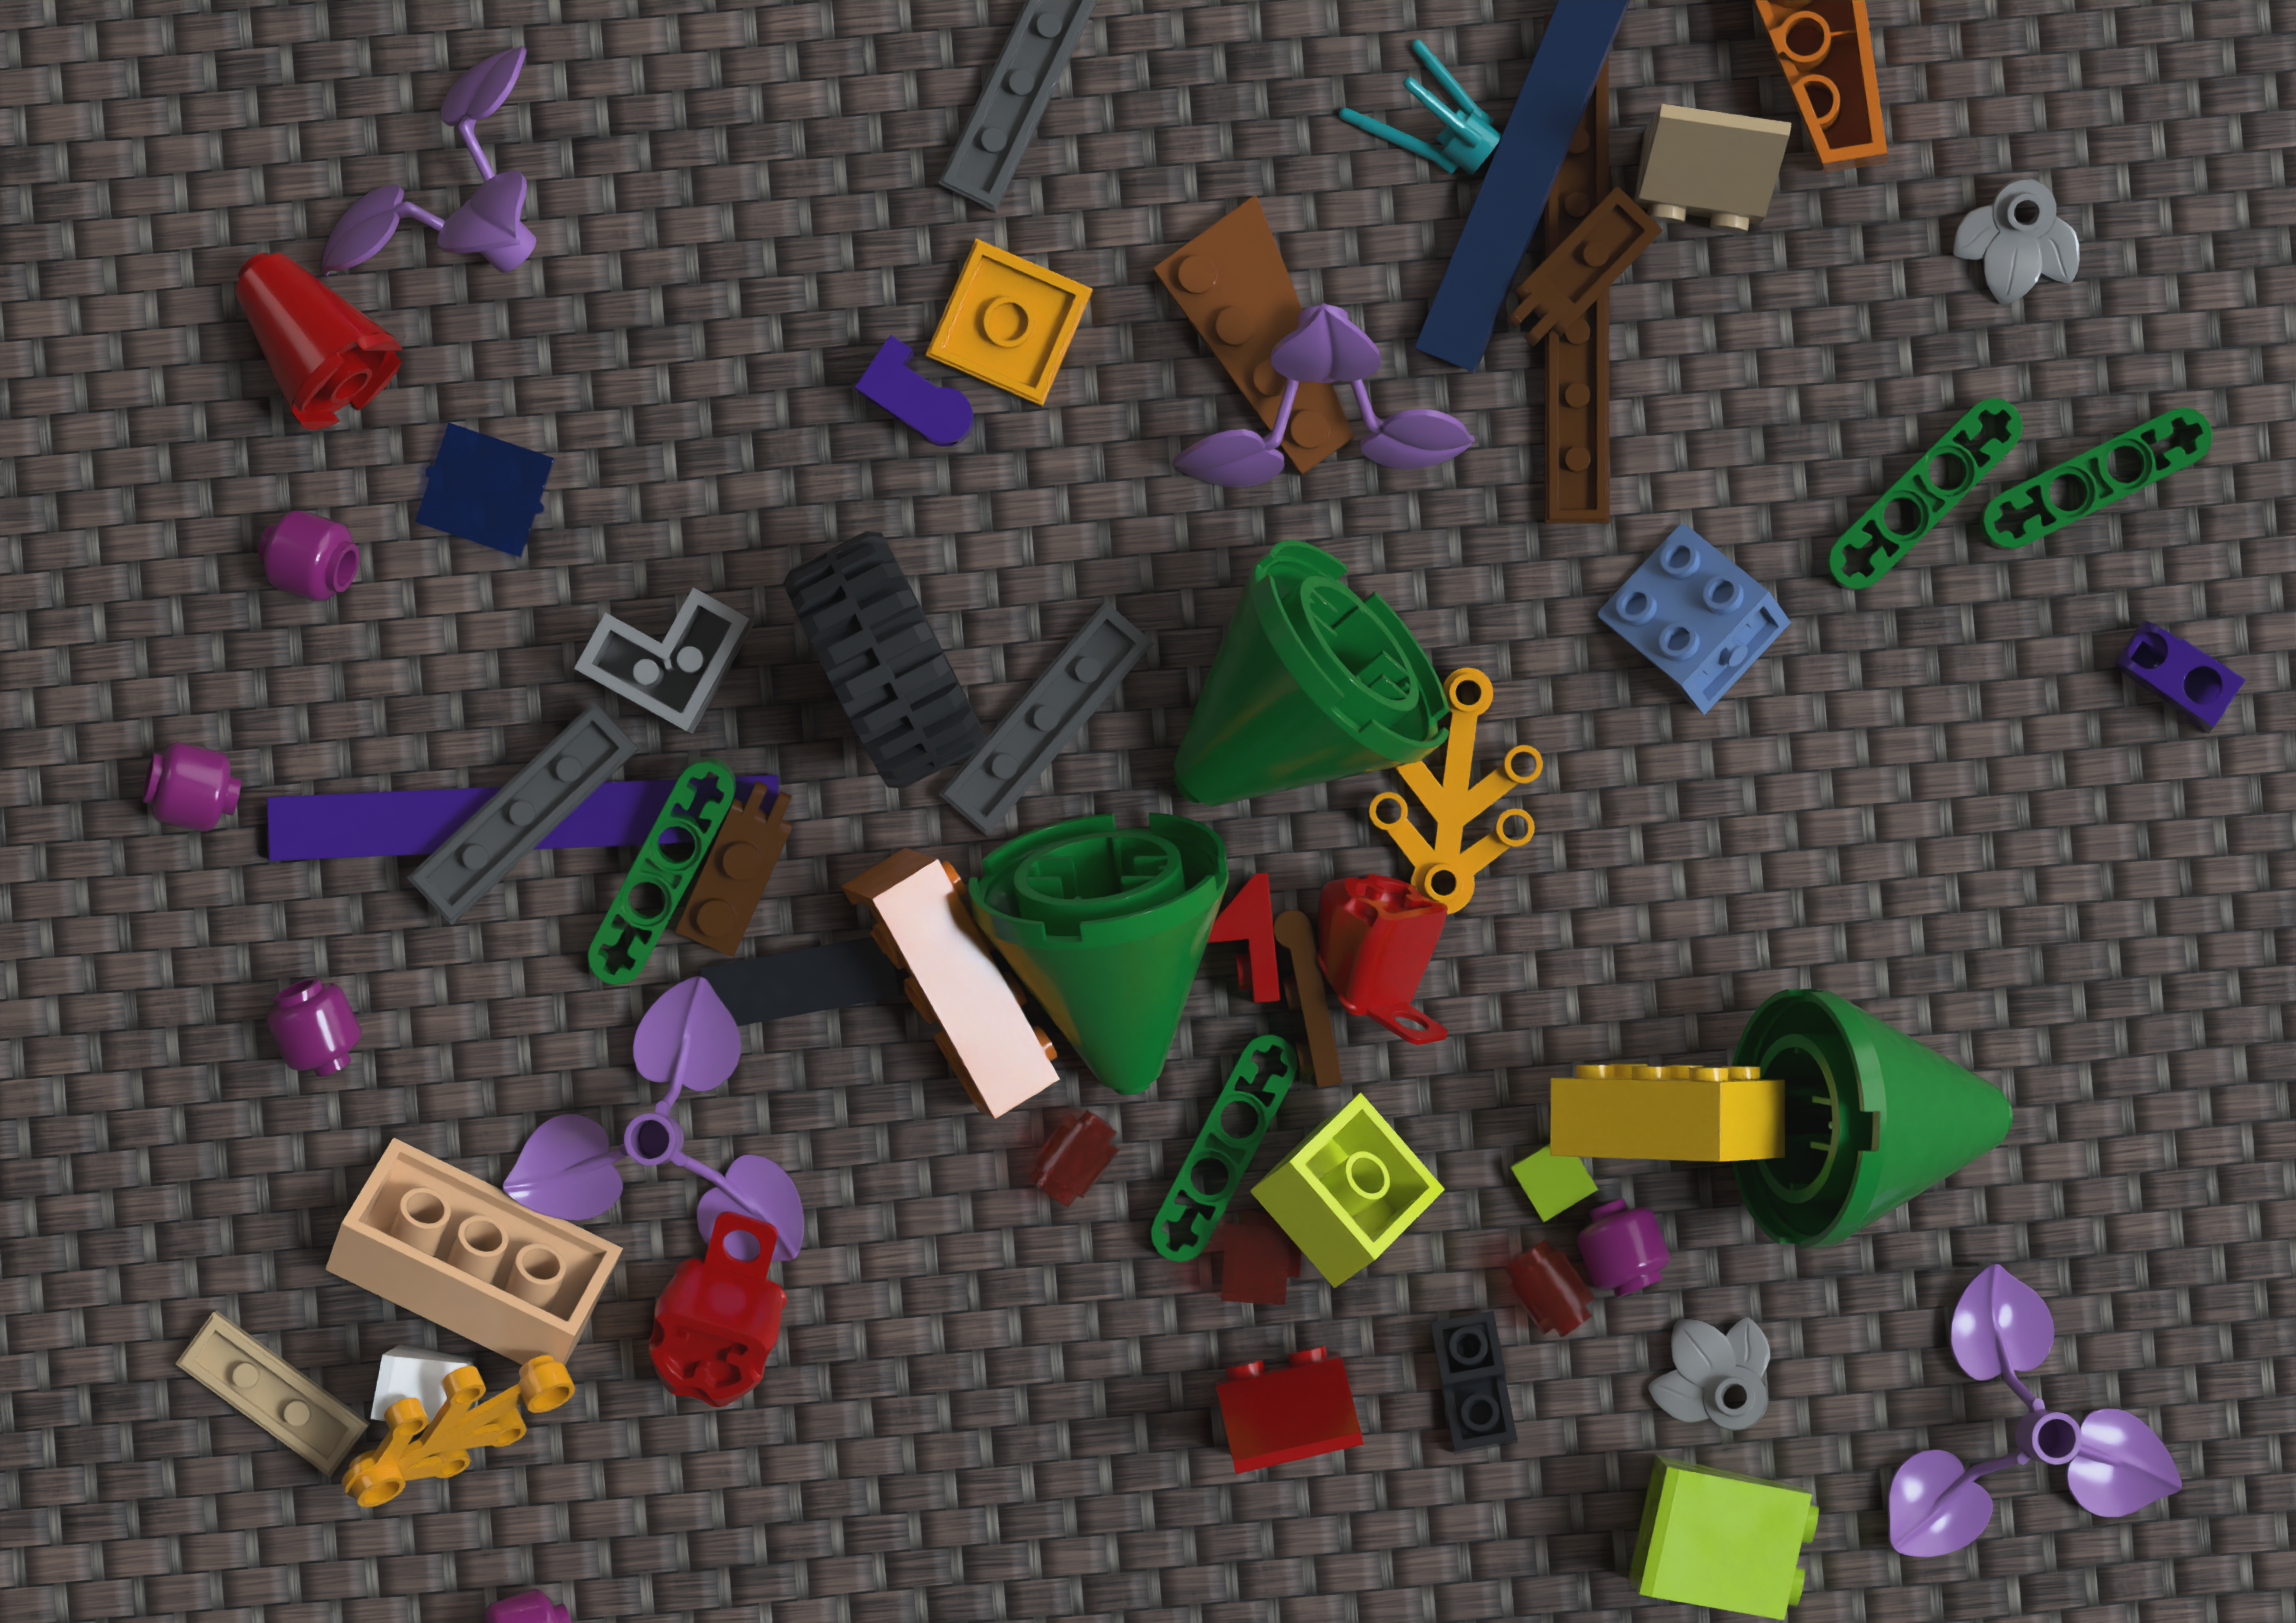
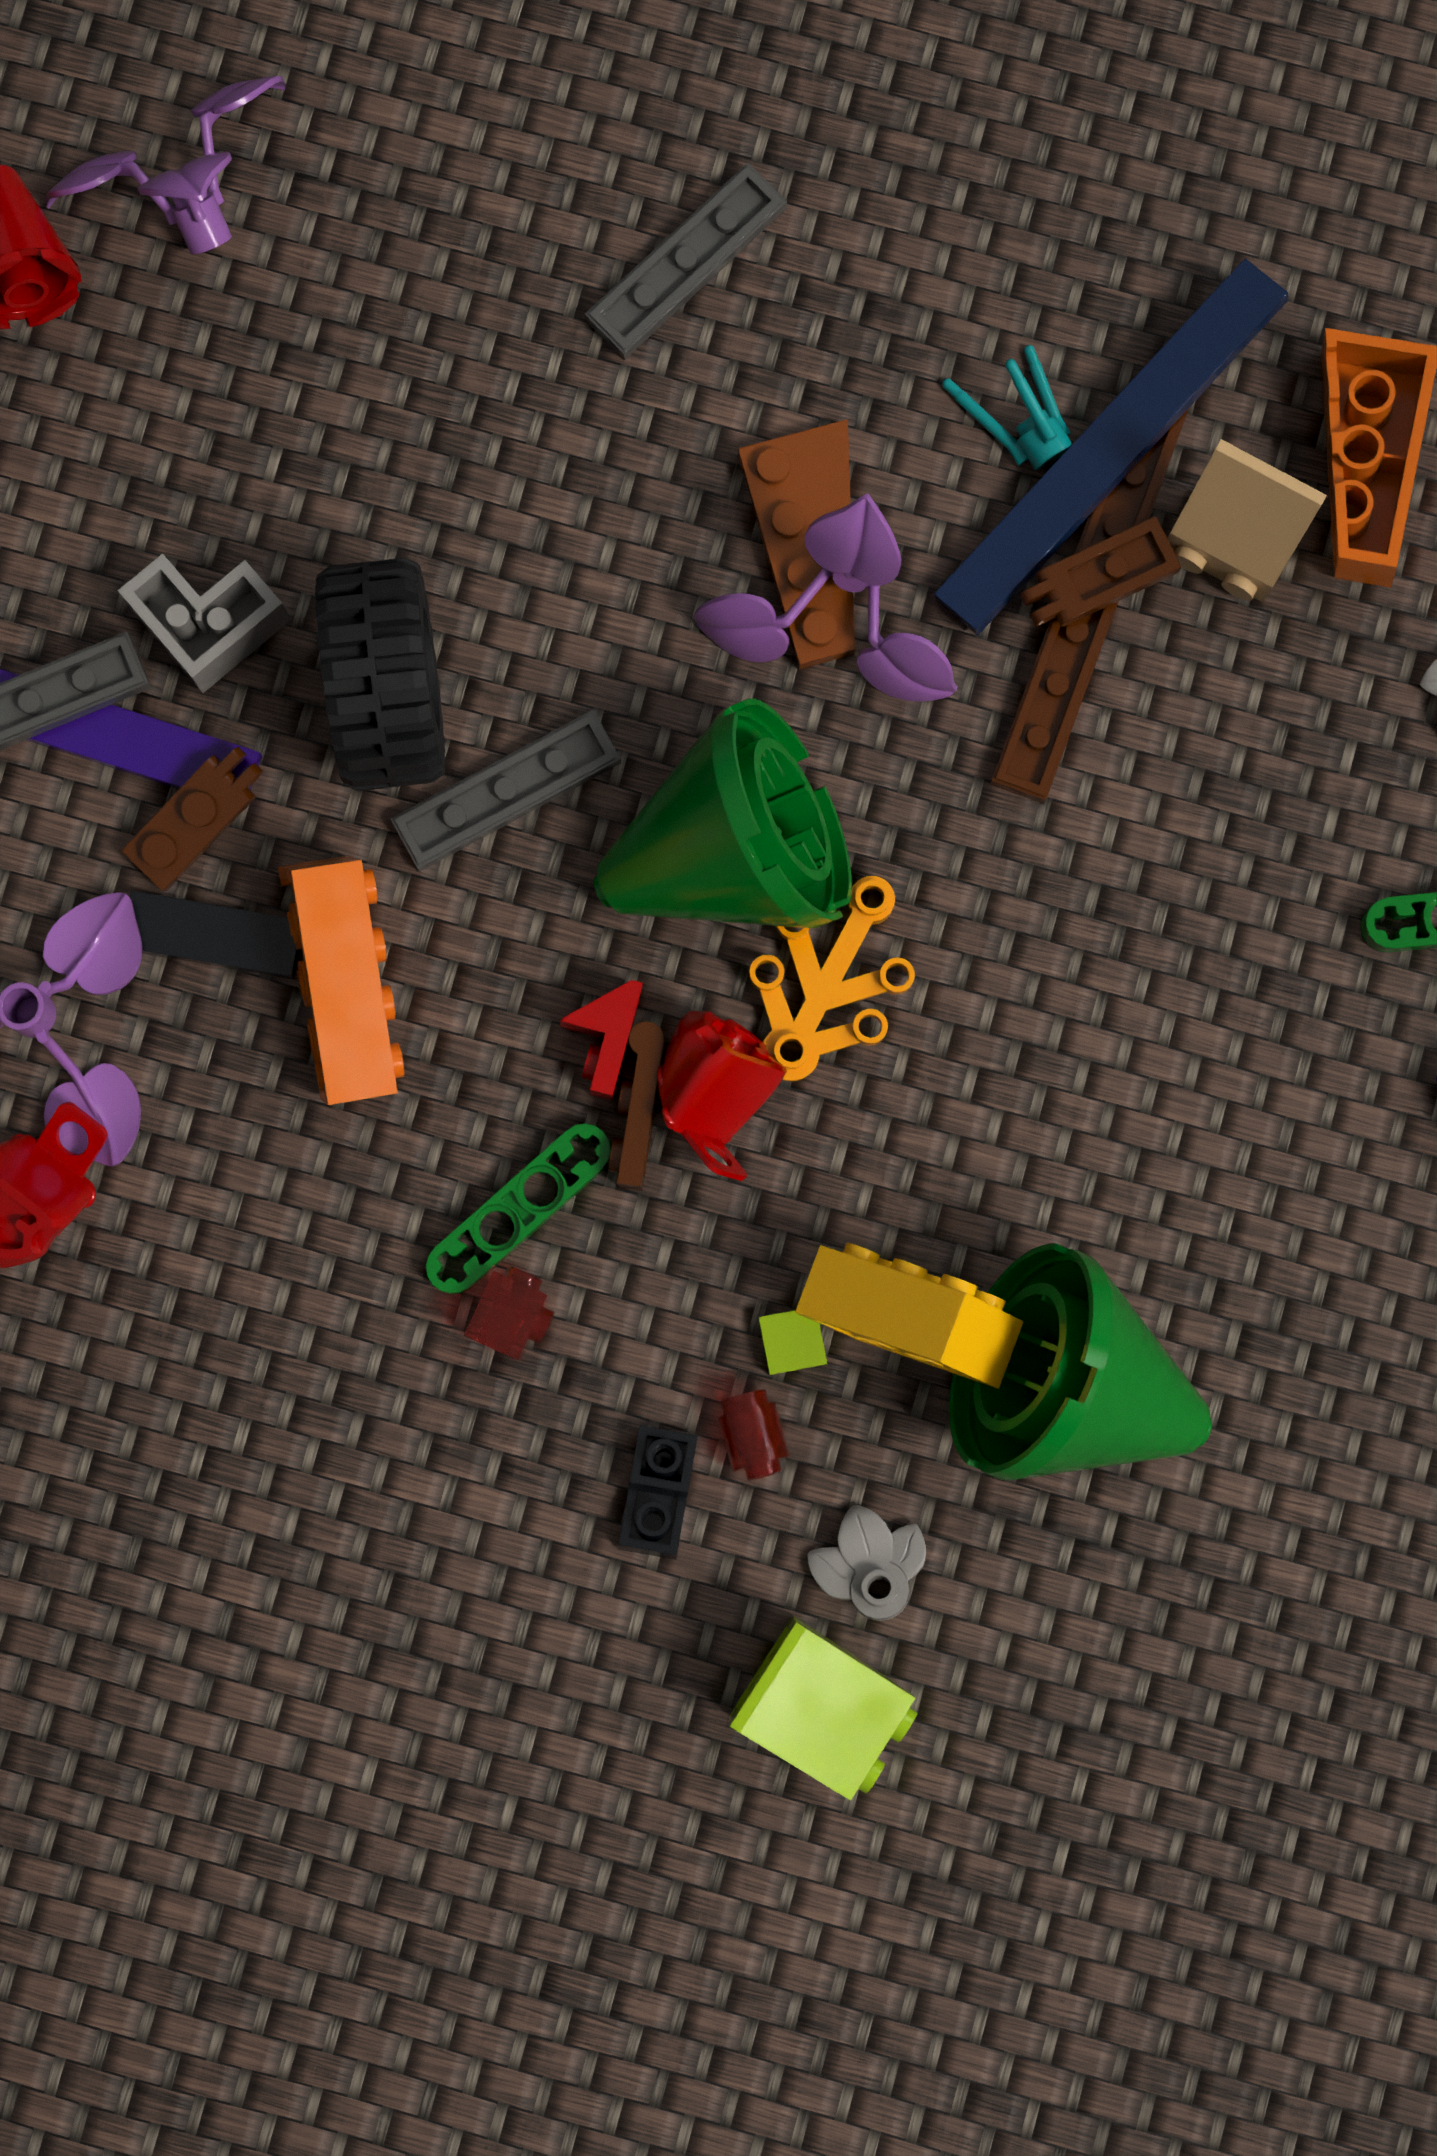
camera: 20 degrees right, 5 degrees down
(485, 490) = (109, 430): clear blue piece -> none
(657, 868) = (124, 788): green beam -> none
(933, 412) = (505, 496): dark purple leg -> none
(1009, 322) = (600, 451): light orange tile -> none
(1074, 1157) = (386, 1168): clear red brick -> none
(1106, 931) = (483, 984): green cone -> none
(1288, 1409) = (484, 1450): red slope -> none
(1347, 1190) = (608, 1279): neon yellow brick -> none
(1623, 1248) = (830, 1422): magenta head -> none
(1695, 616) = (1091, 907): medium blue bracket -> none
(1927, 498) = (1321, 872): green beam -> none
(2110, 1456) = (1194, 1767): medium lavender plant -> none

